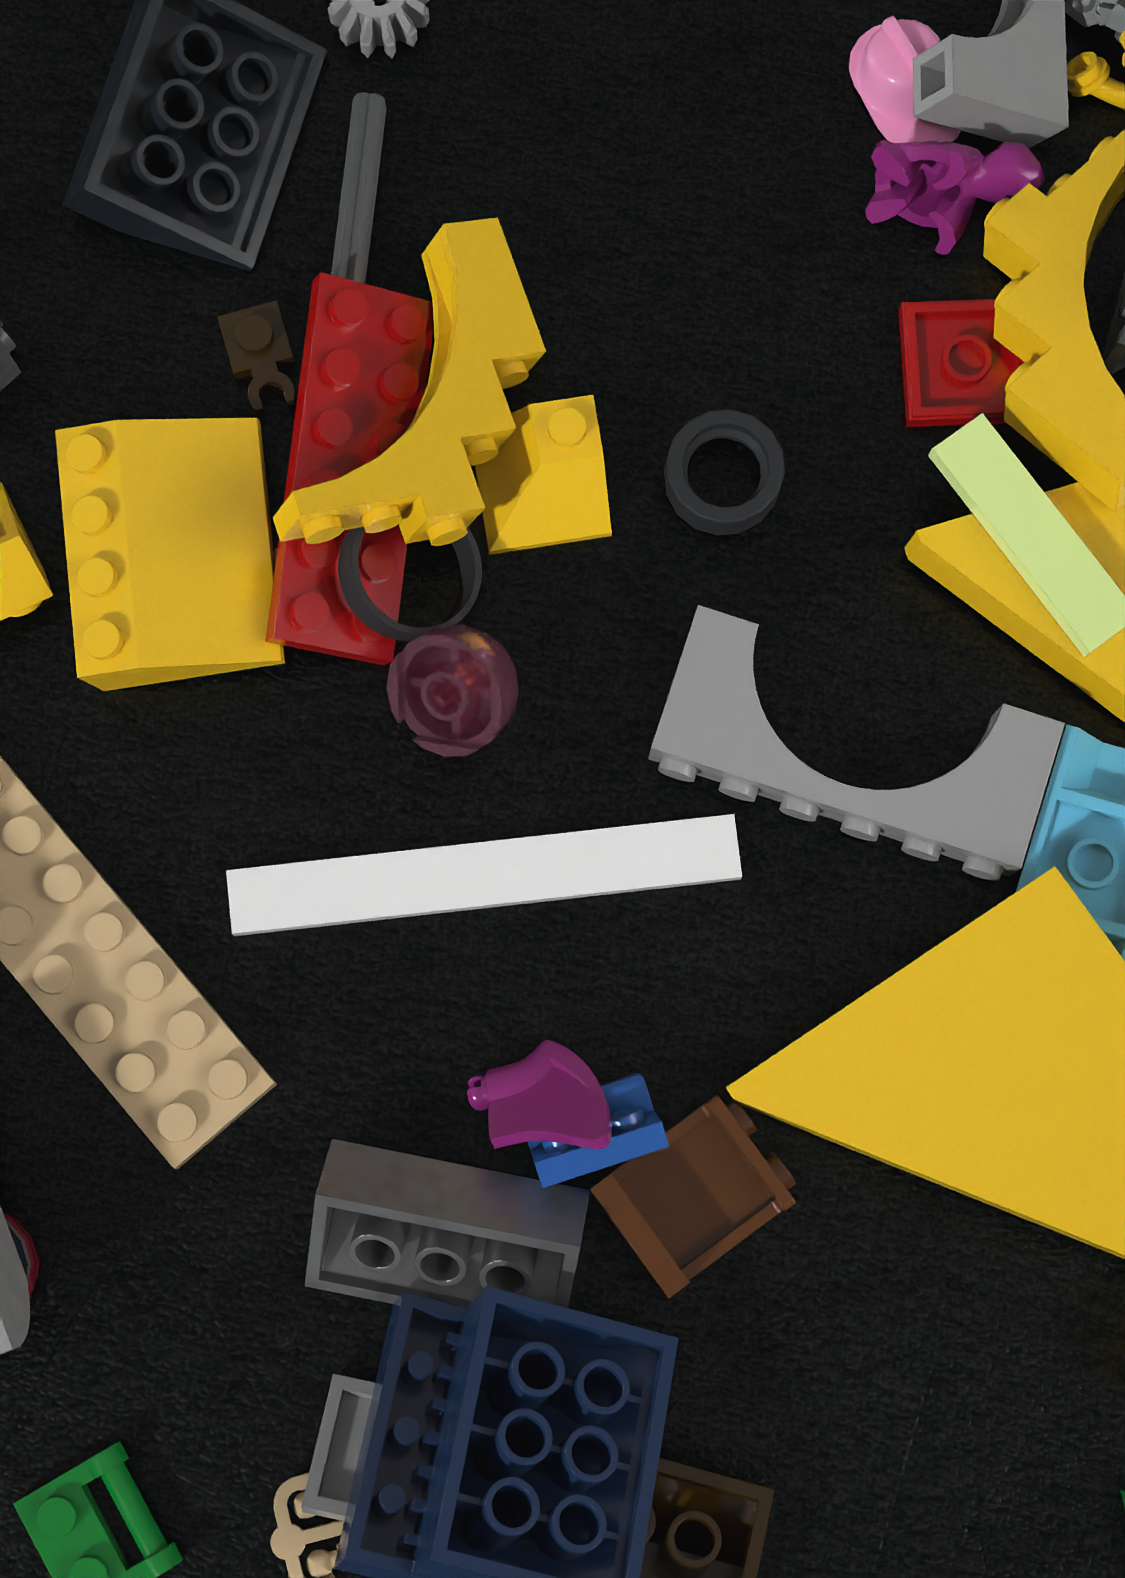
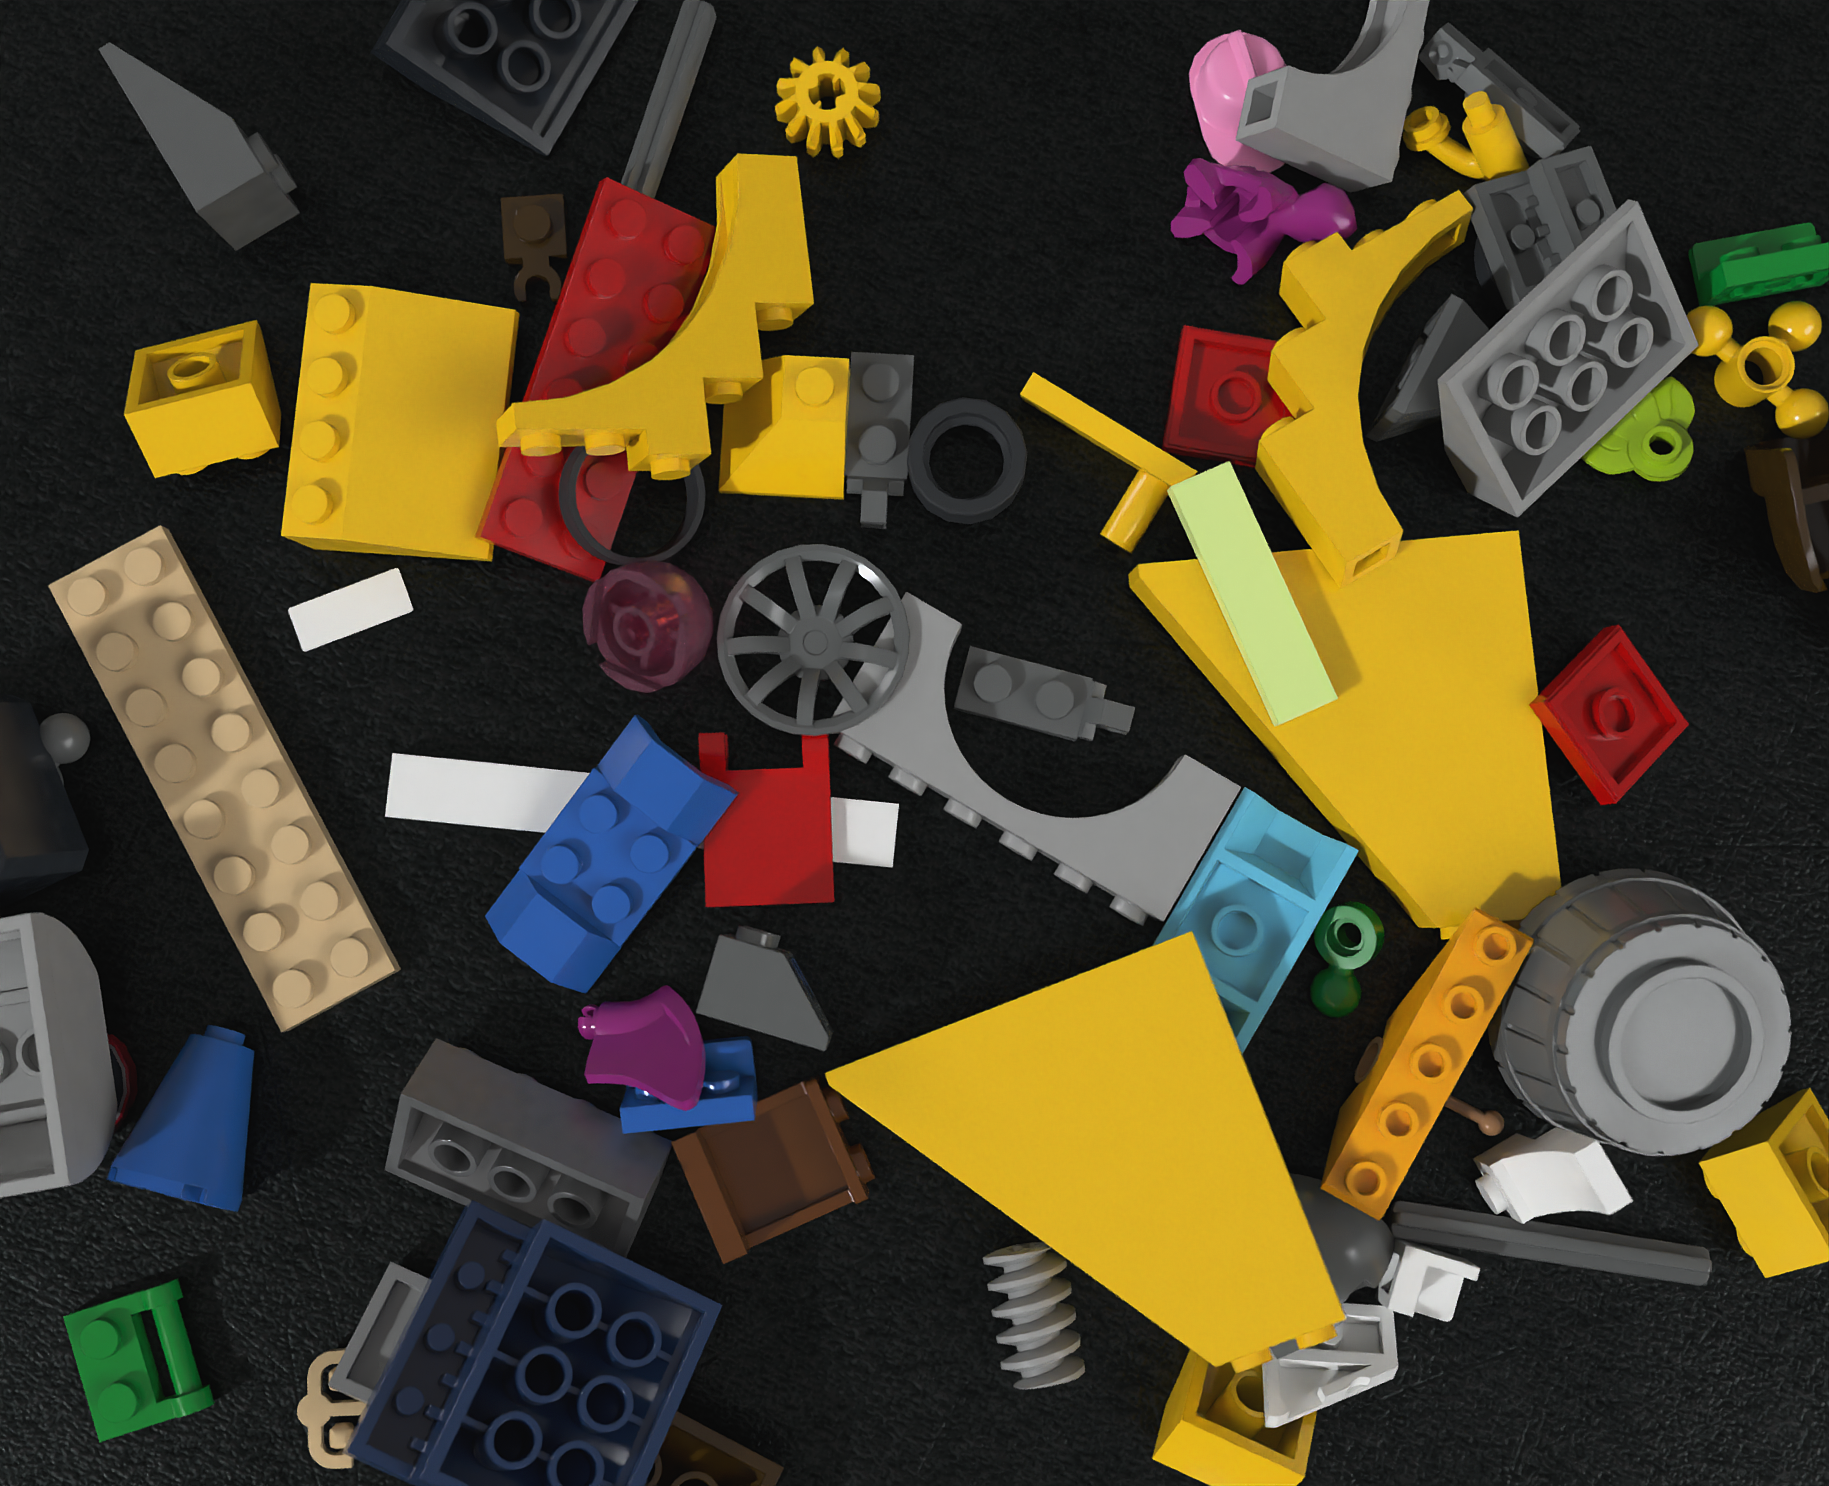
camera: 15 degrees right, 5 degrees up
(110, 1280) = (195, 1125): none -> blue cone
(152, 742) = (350, 609): none -> white sticker
(463, 925) = (607, 858): none -> blue piece
(510, 142) = (835, 79): none -> yellow gear
(612, 863) = (774, 834): none -> red flag
(619, 670) = (813, 640): none -> dark grey wheel
(633, 464) = (878, 431): none -> dark grey hinge
(649, 1017) = (763, 989): none -> dark grey slope
(845, 684) = (1038, 697): none -> dark grey hinge
(905, 438) = (1156, 467): none -> yellow piece
(986, 1283) = (1036, 1315): none -> light grey piece

